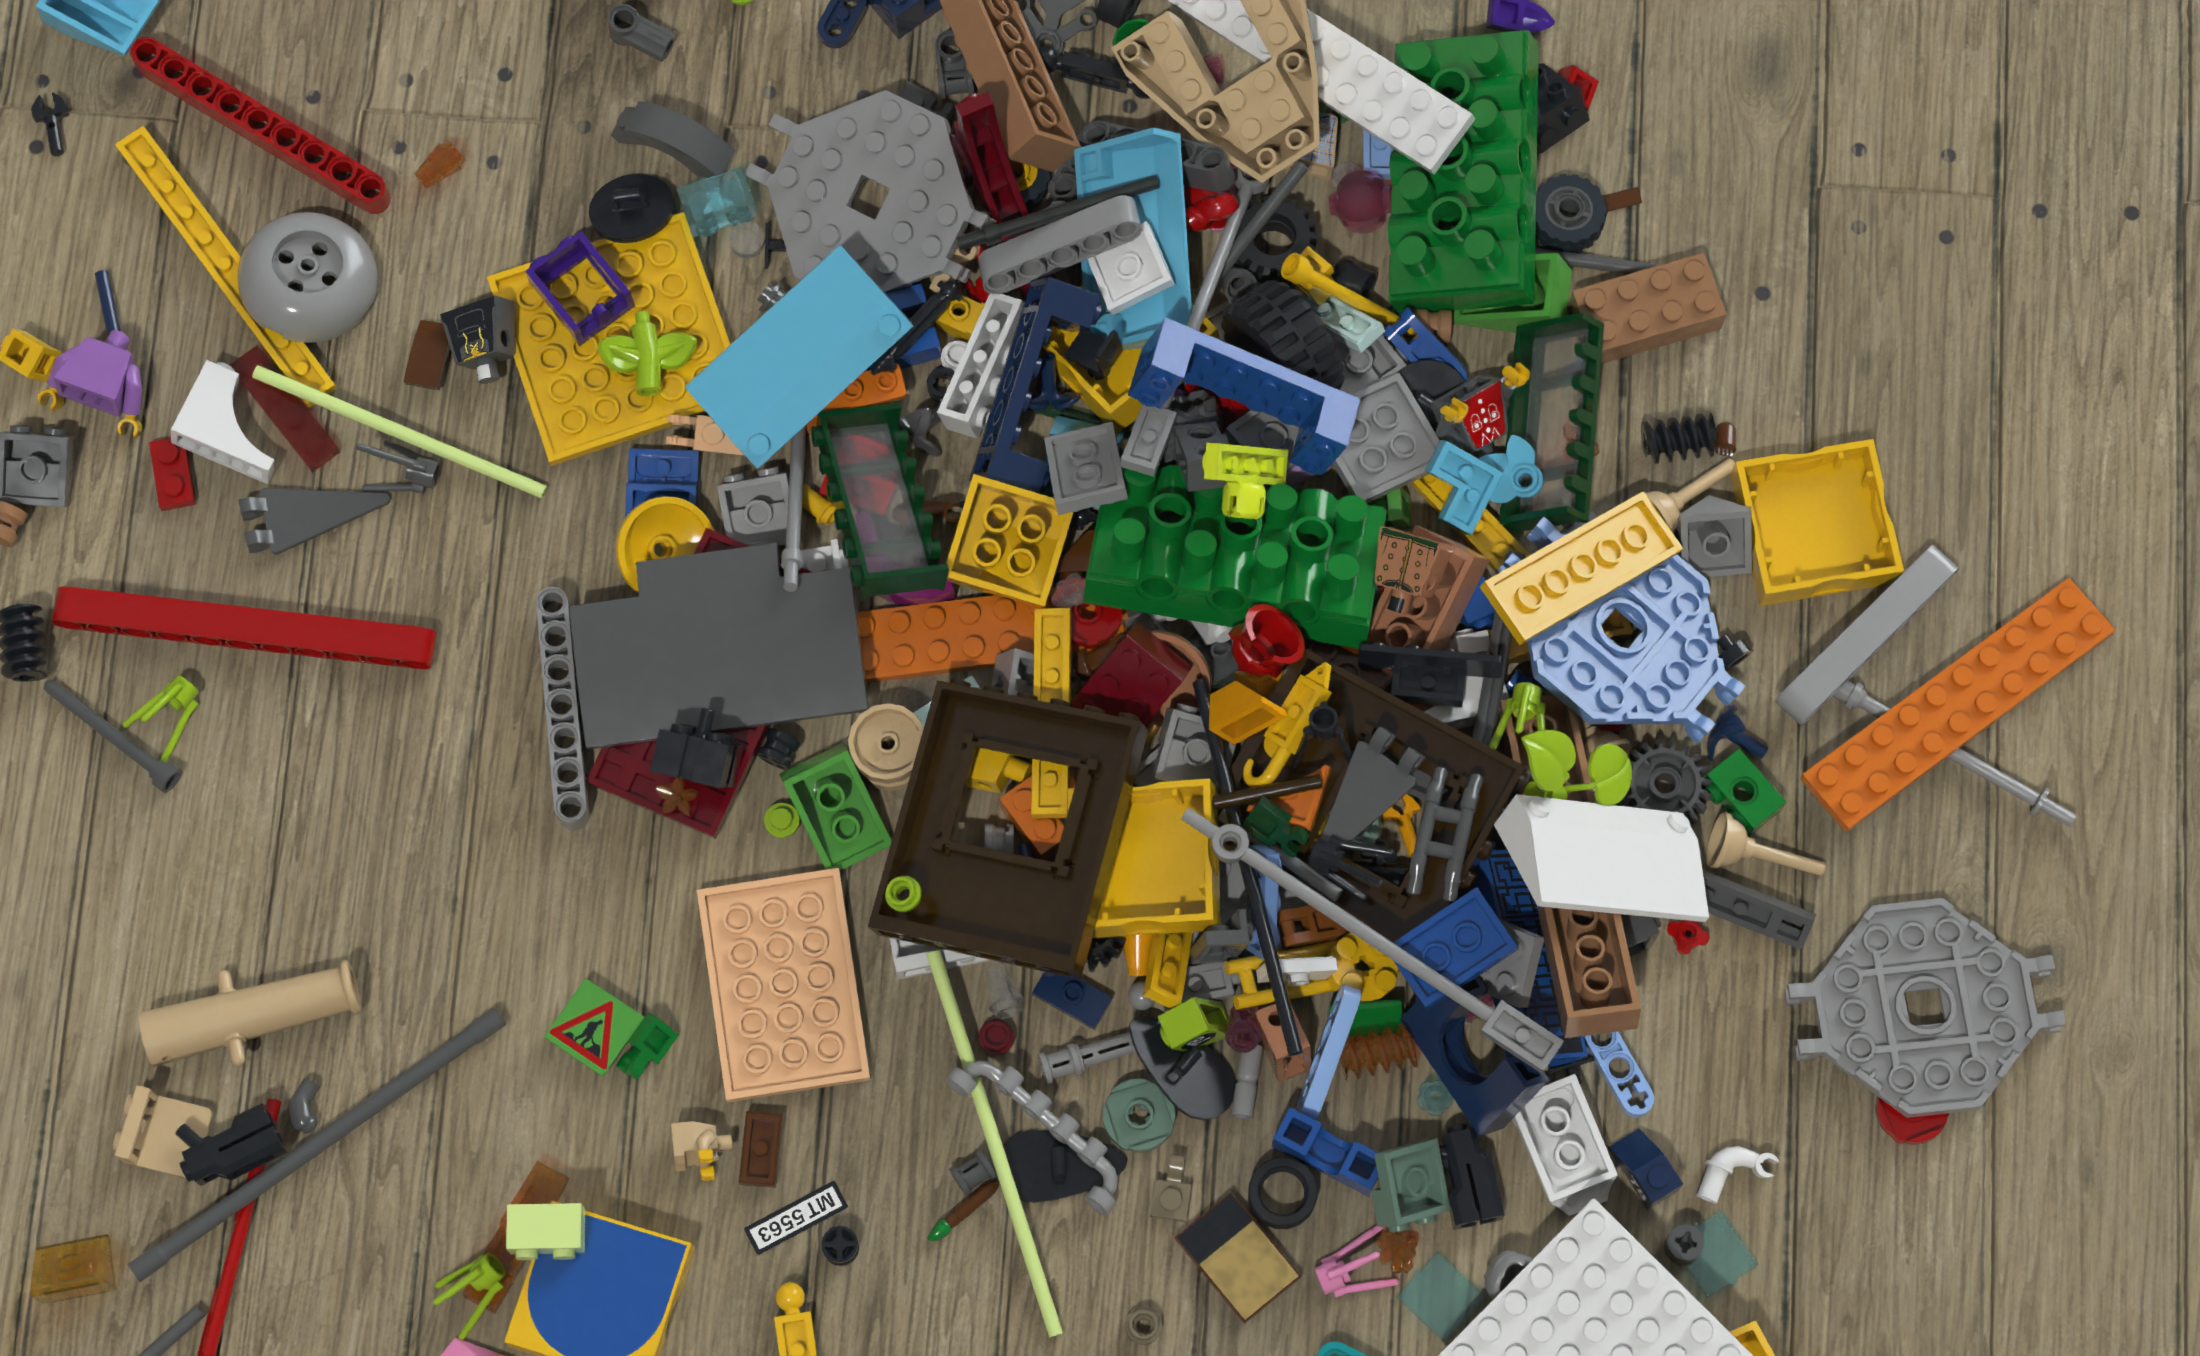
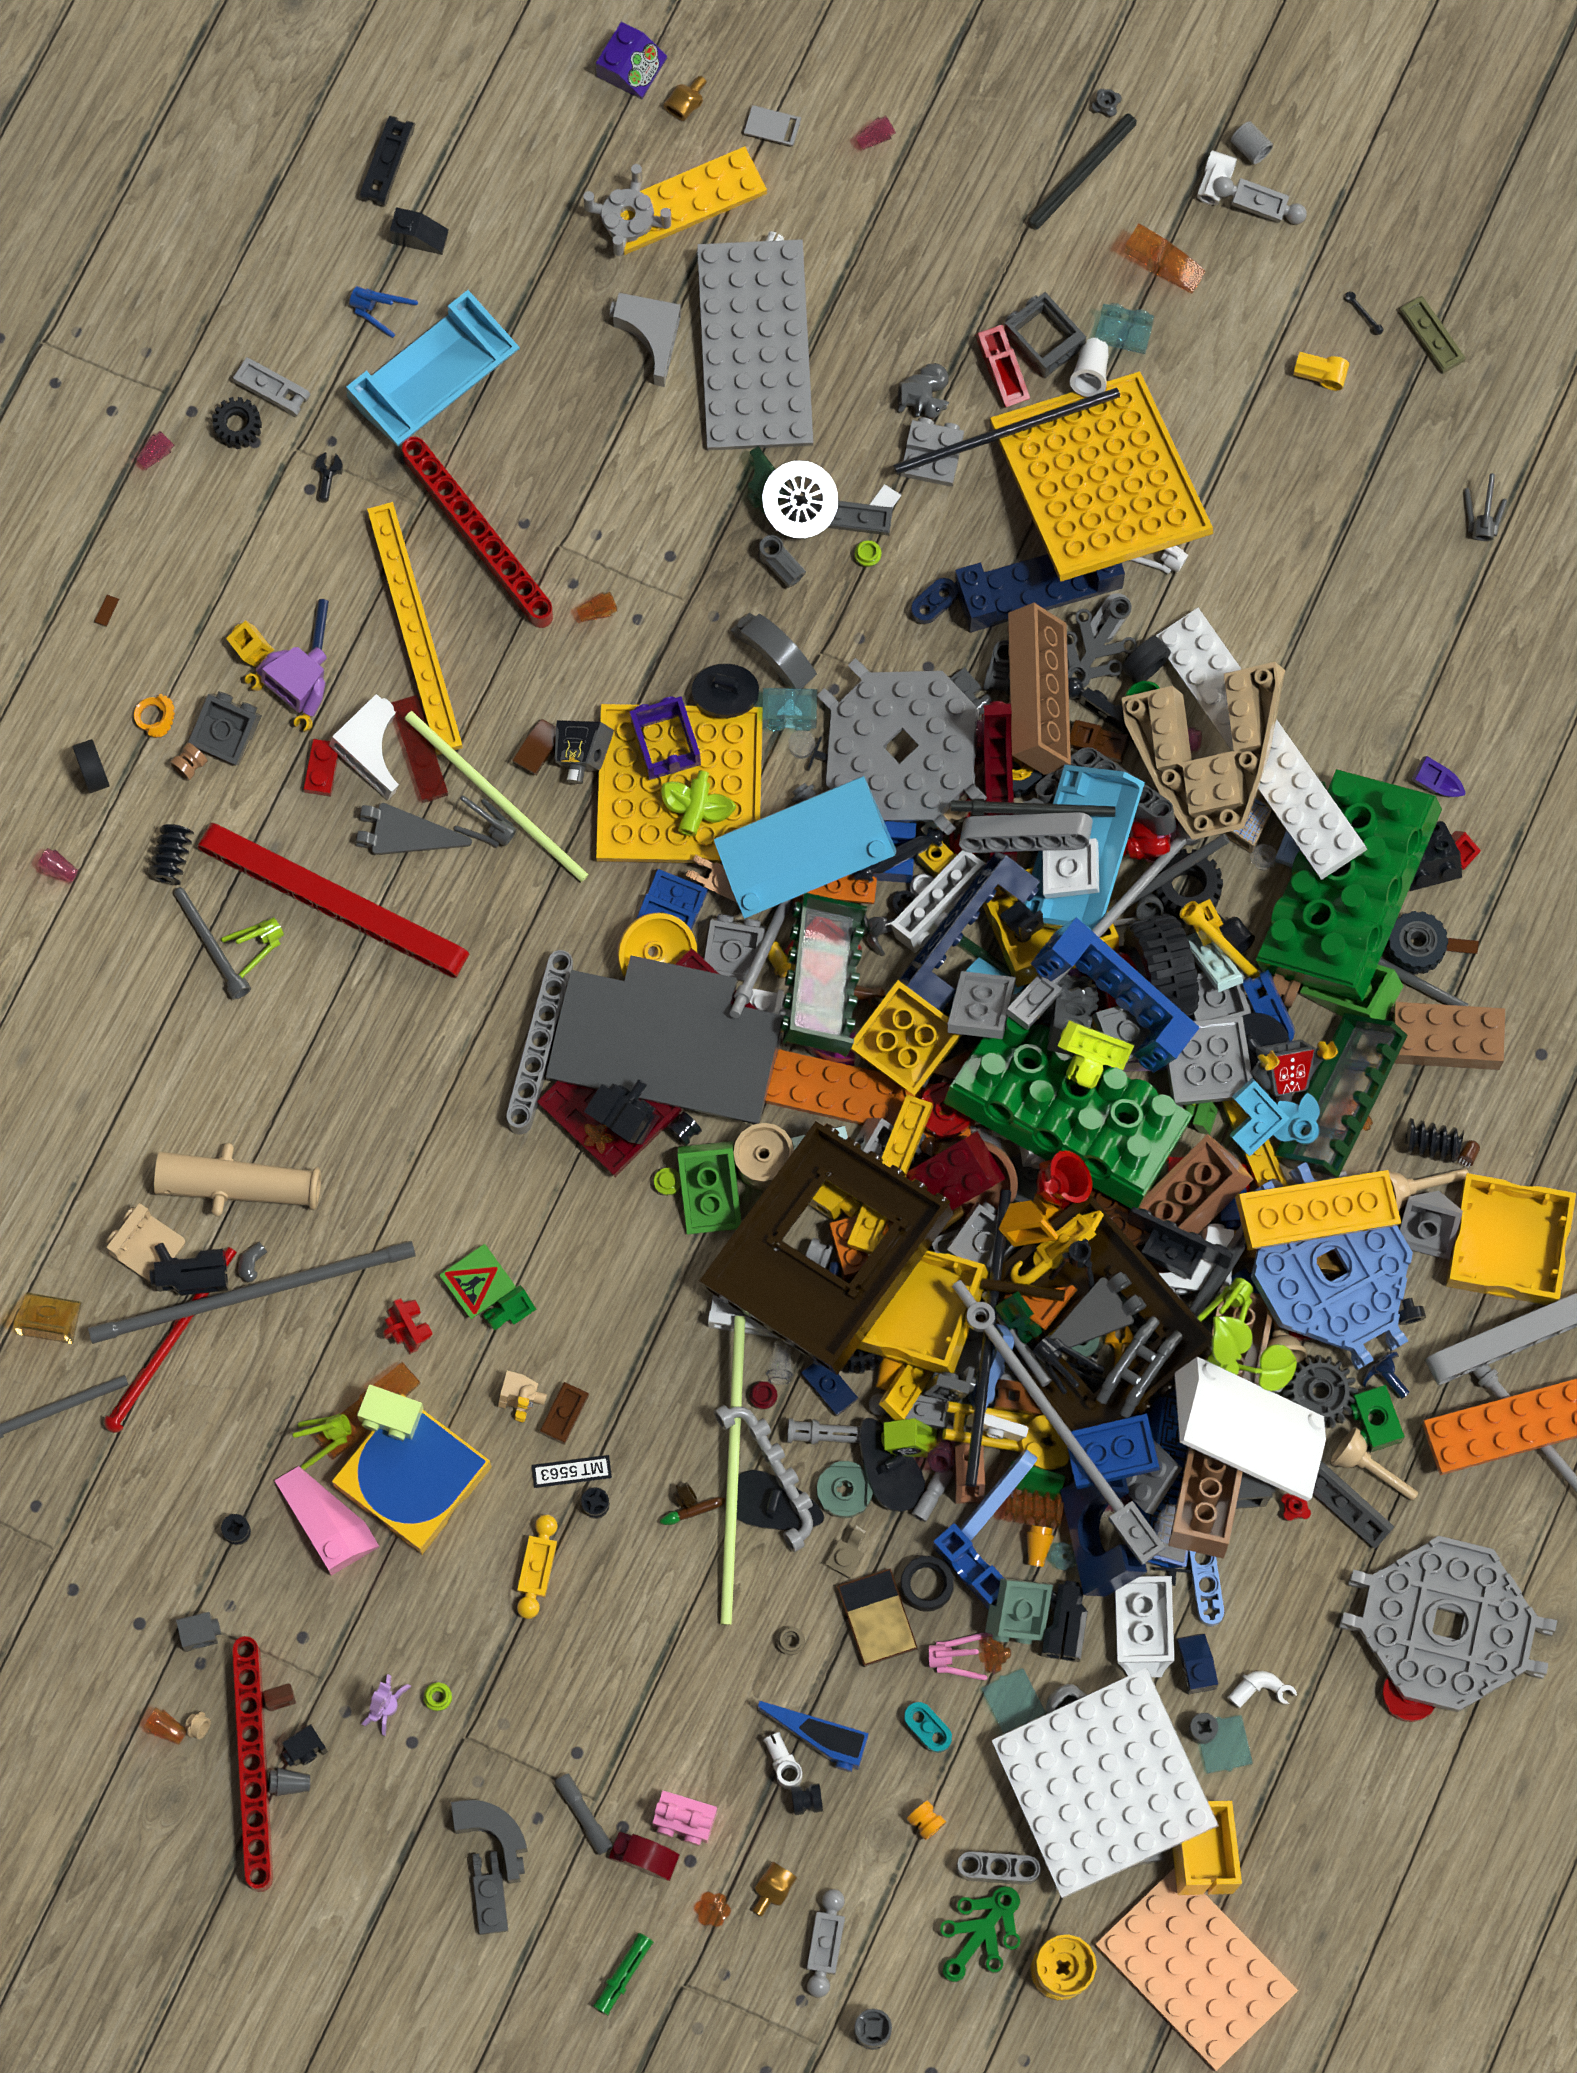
camera: 20 degrees right, 0 degrees up
(319, 309) = (471, 686): light grey brick -> none
(521, 1117) = (402, 1326): none -> red hips
(783, 985) = (624, 1301): light nougat plate -> none
(894, 889) = (727, 1261): lime plate -> none
(947, 1195) = (685, 1495): none -> dark brown plate
(973, 1172) = (710, 1486): dark grey bush -> none
(1049, 387) = (981, 933): dark blue plant -> none
(1069, 592) = (936, 1091): clear plant -> none
(1091, 107) = (1091, 735): none -> reddish brown slope
(1361, 201) = (1265, 878): clear pink plant -> none
(1399, 1095) = (1038, 1543): none -> light orange cone
(1409, 566) = (1190, 1162): nougat torso -> none

